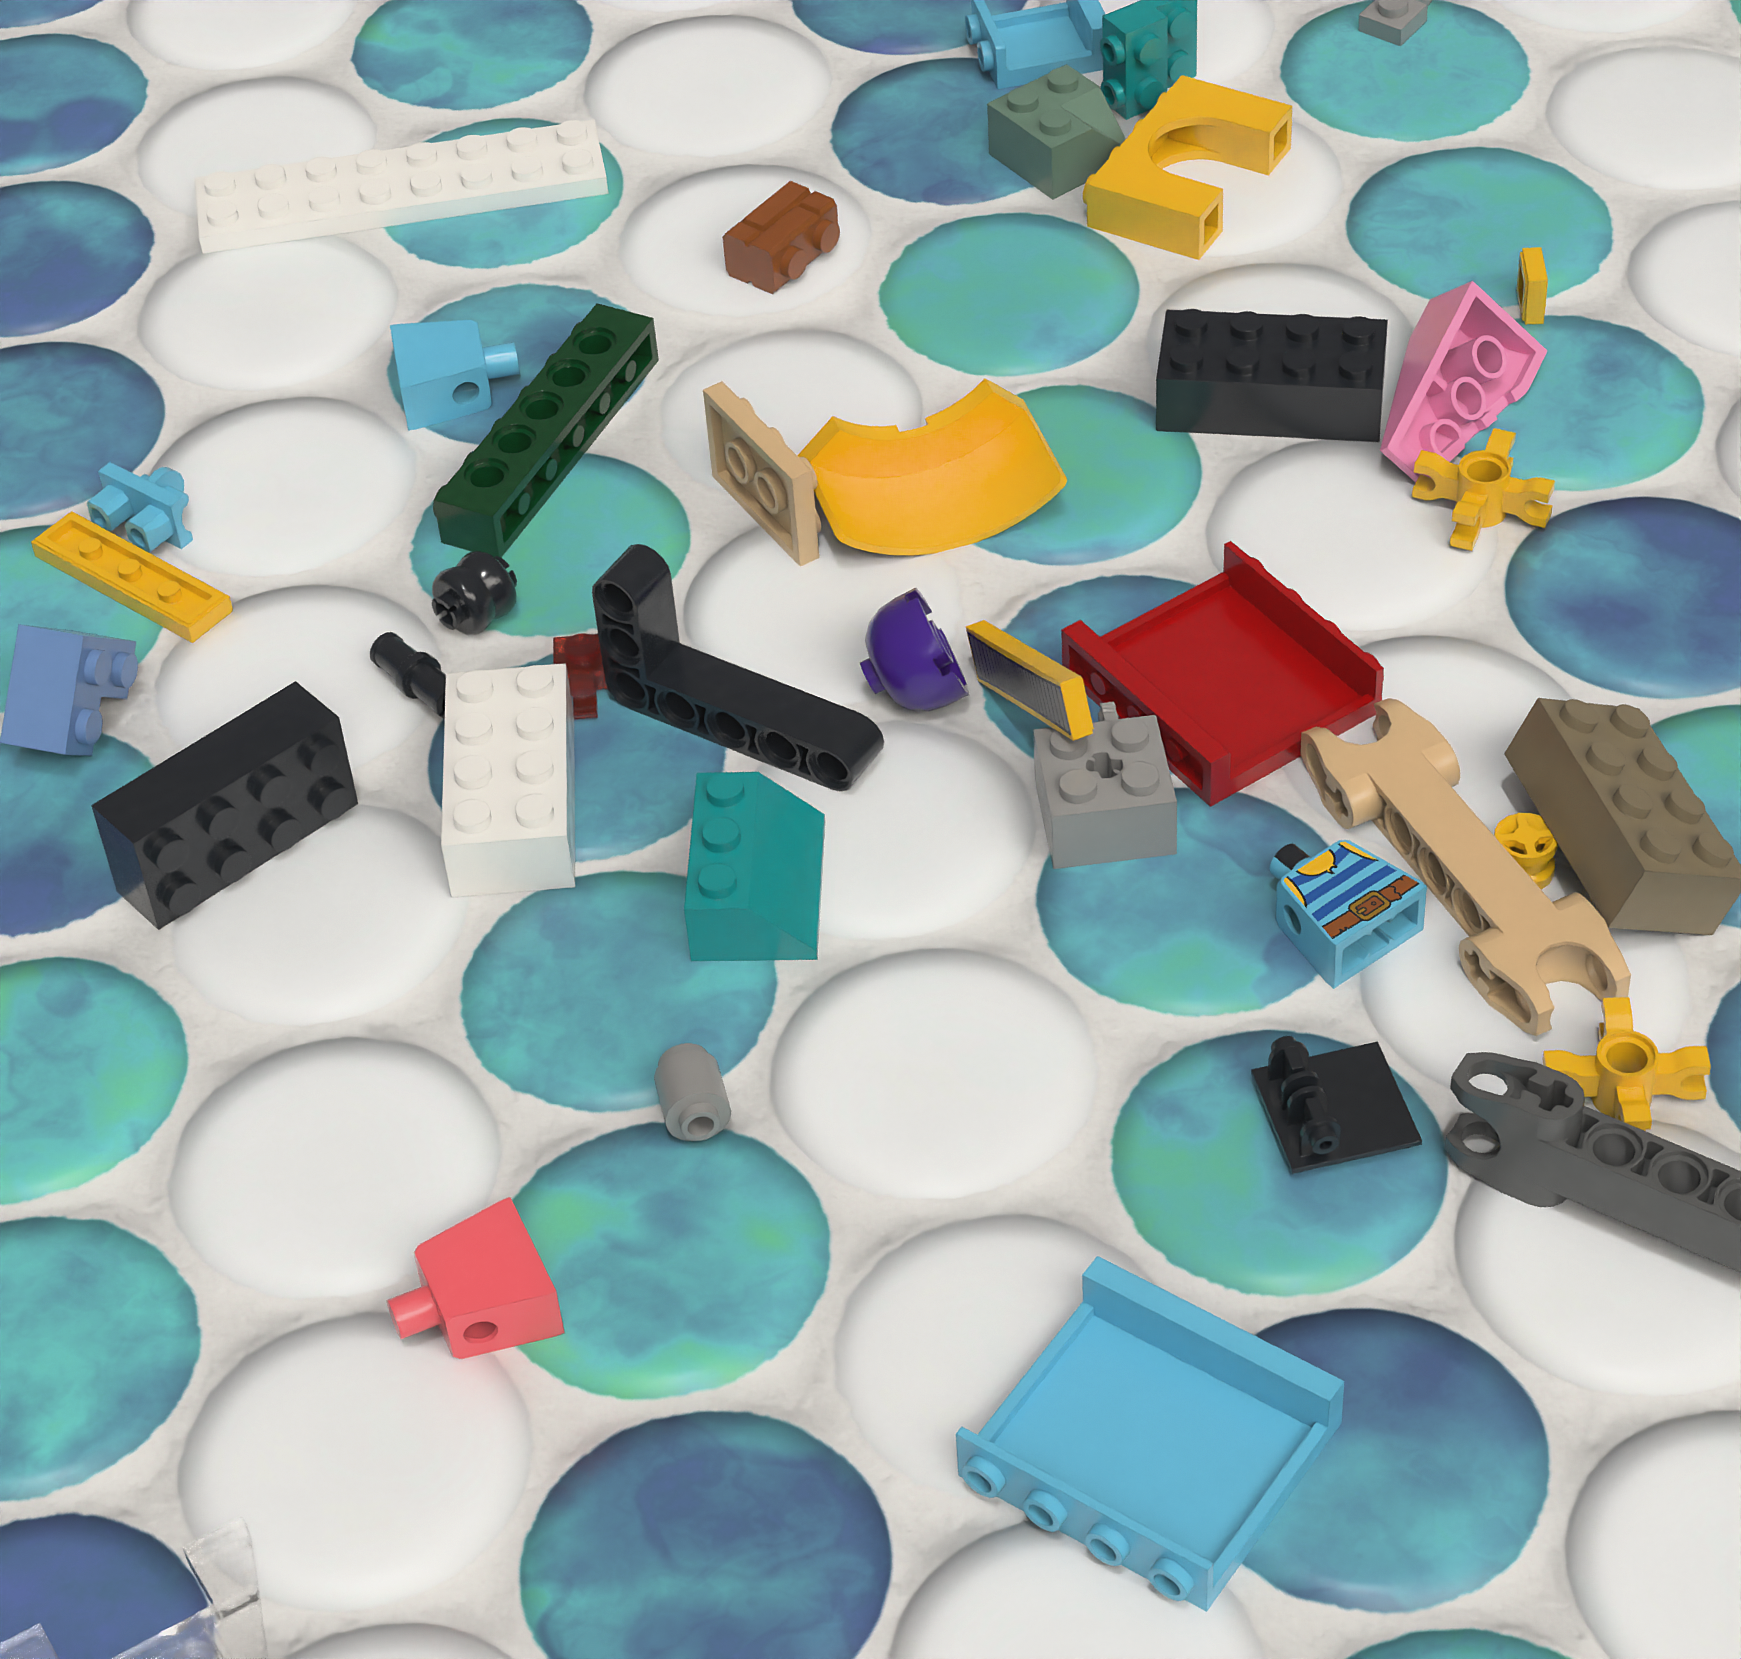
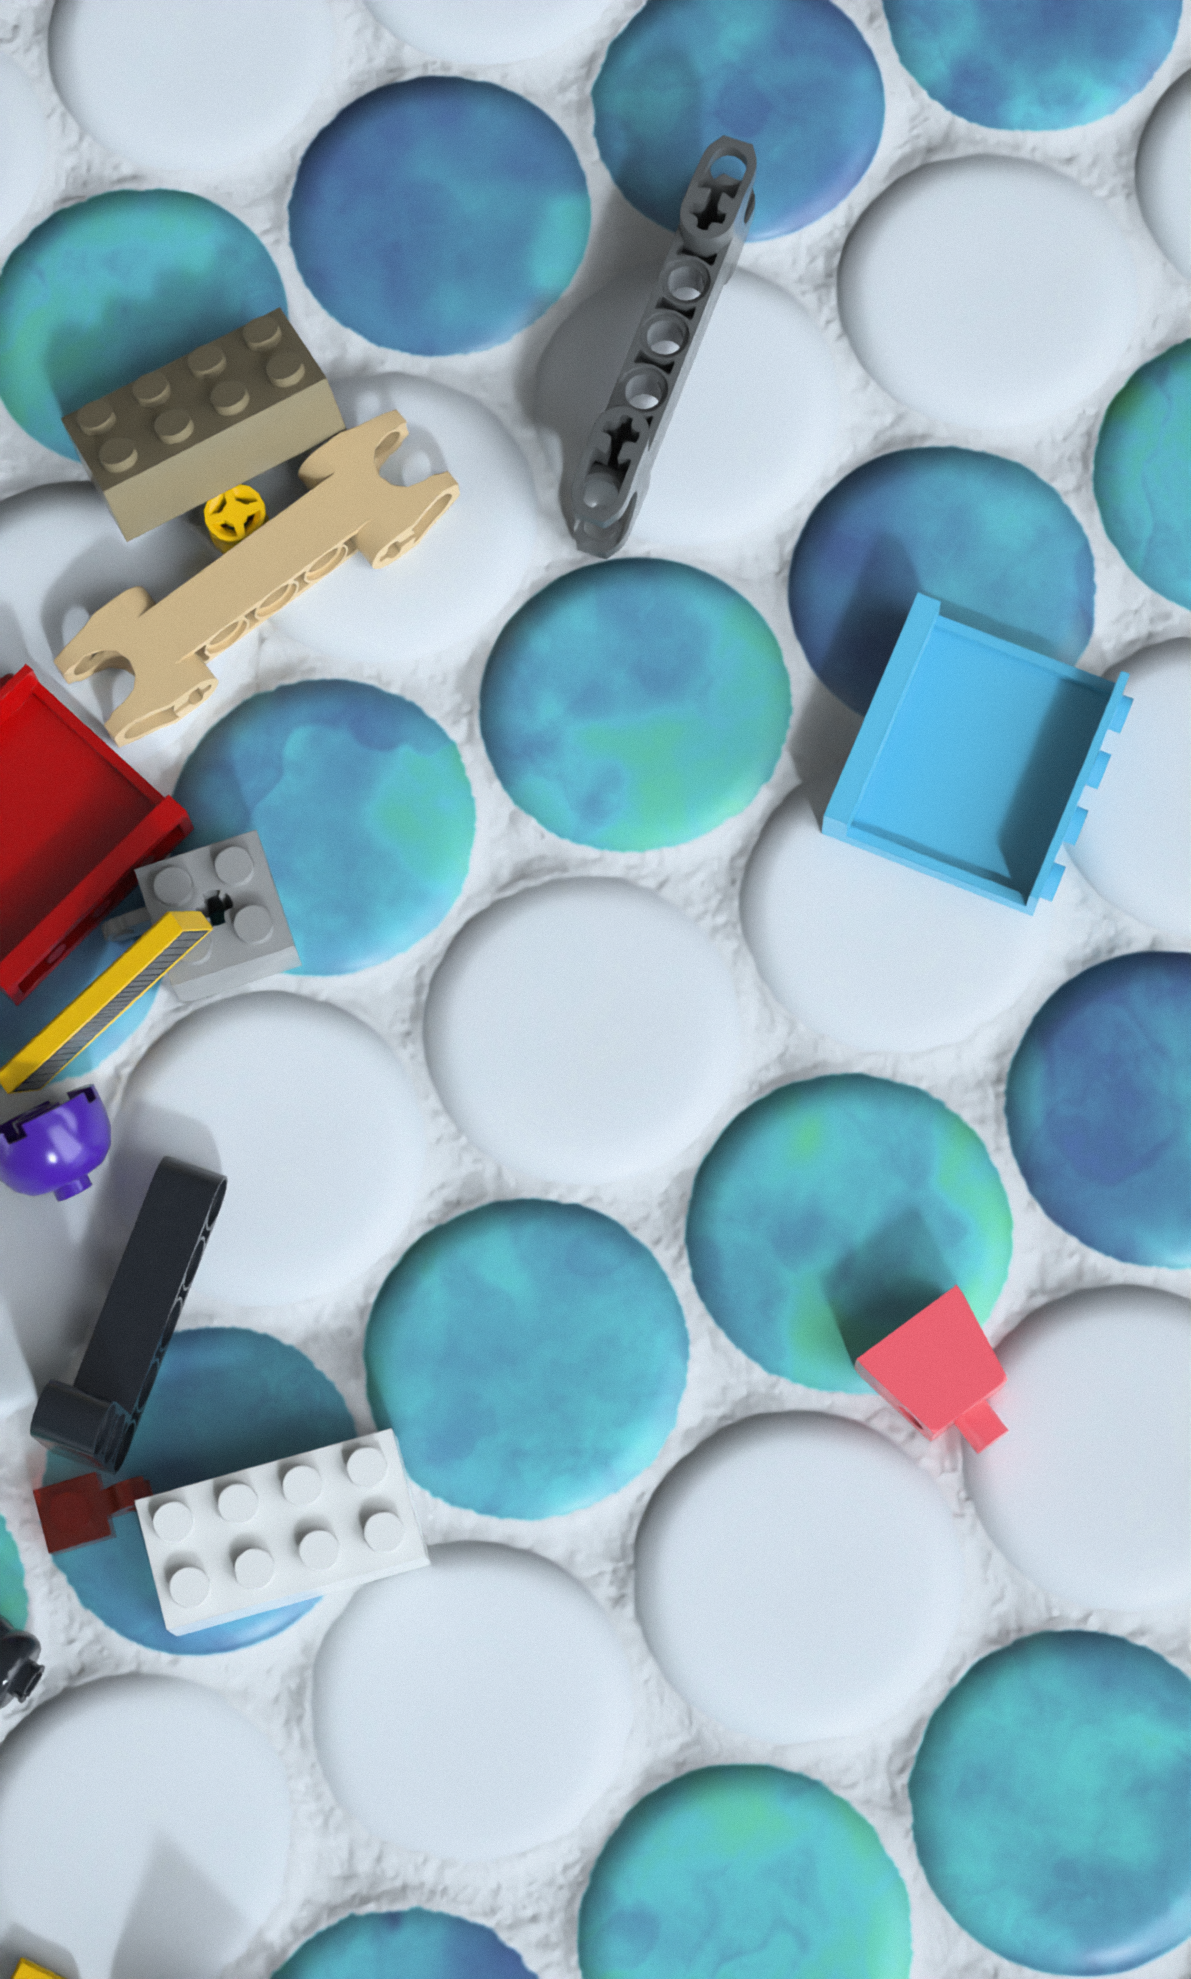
camera: 100 degrees left, 30 degrees up
(226, 804) = (388, 1817): black brick -> none
(415, 672) = (126, 1689): black pin -> none
(691, 1093) = (672, 1236): light grey brick -> none
(753, 871) = (372, 1248): teal slope -> none
(1333, 1104) = (577, 656): black hinge -> none
(1345, 907) = (338, 675): medium azure torso -> none
(1630, 1068) = (467, 418): yellow pin -> none

